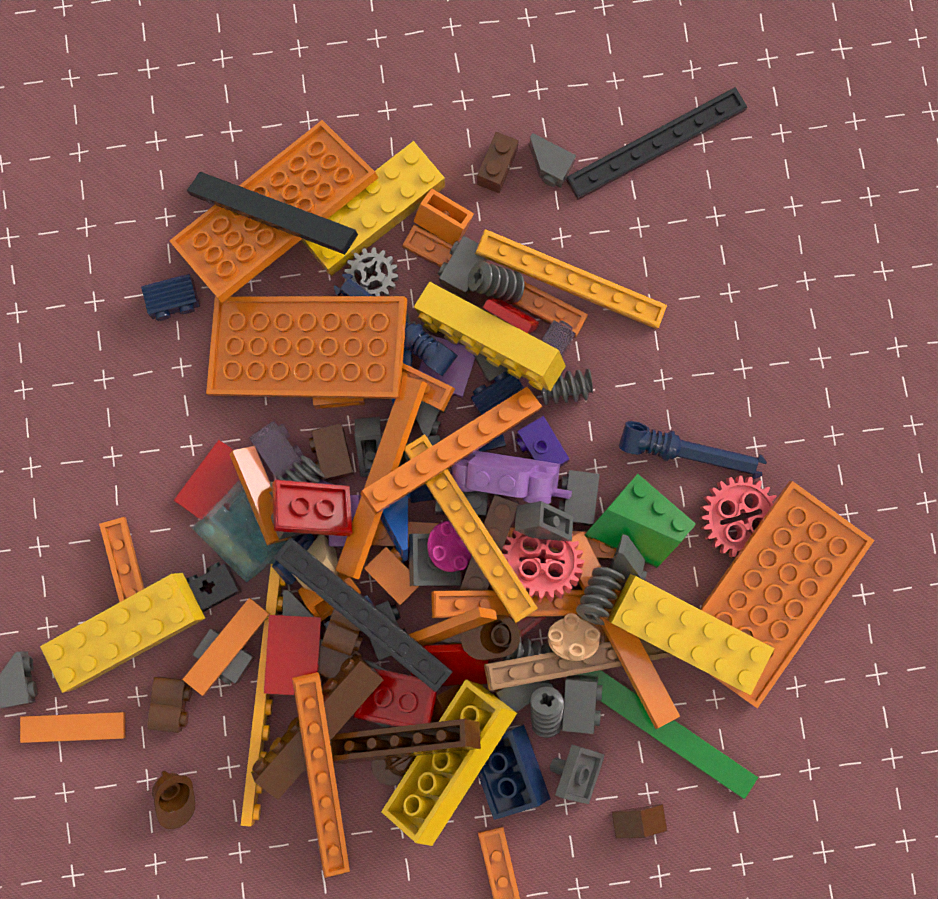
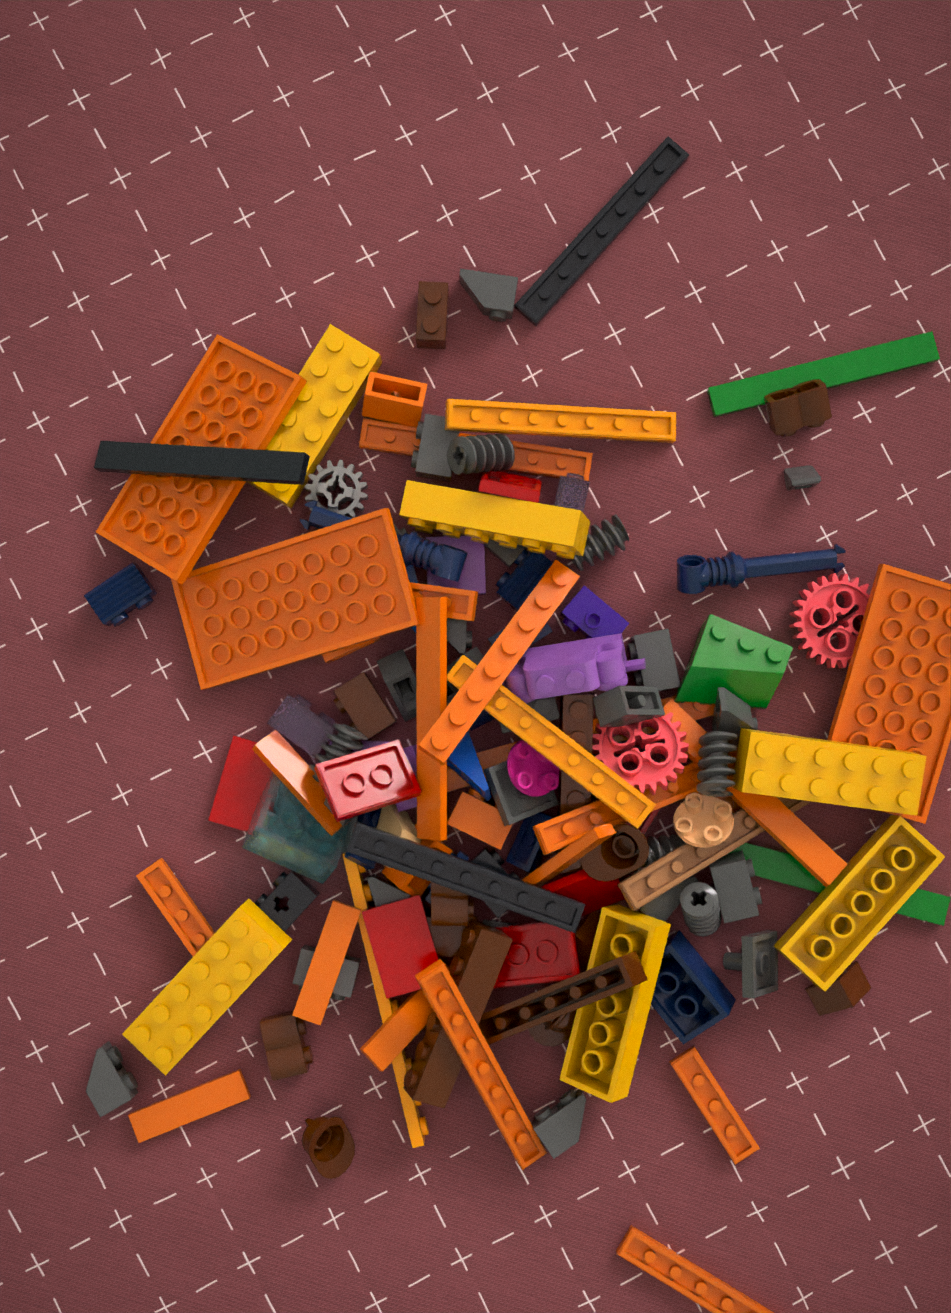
camera: 20 degrees left, 5 degrees up
(263, 723) = (398, 1030): none -> orange tile
(369, 852) = (561, 1125): none -> dark grey slope
(420, 613) = (526, 849): none -> dark blue plate
(679, 752) = (859, 902): none -> yellow brick
(750, 392) = (801, 477): none -> dark grey slope
(766, 334) = (798, 407): none -> reddish brown brick
(797, 315) = (832, 371): none -> green tile

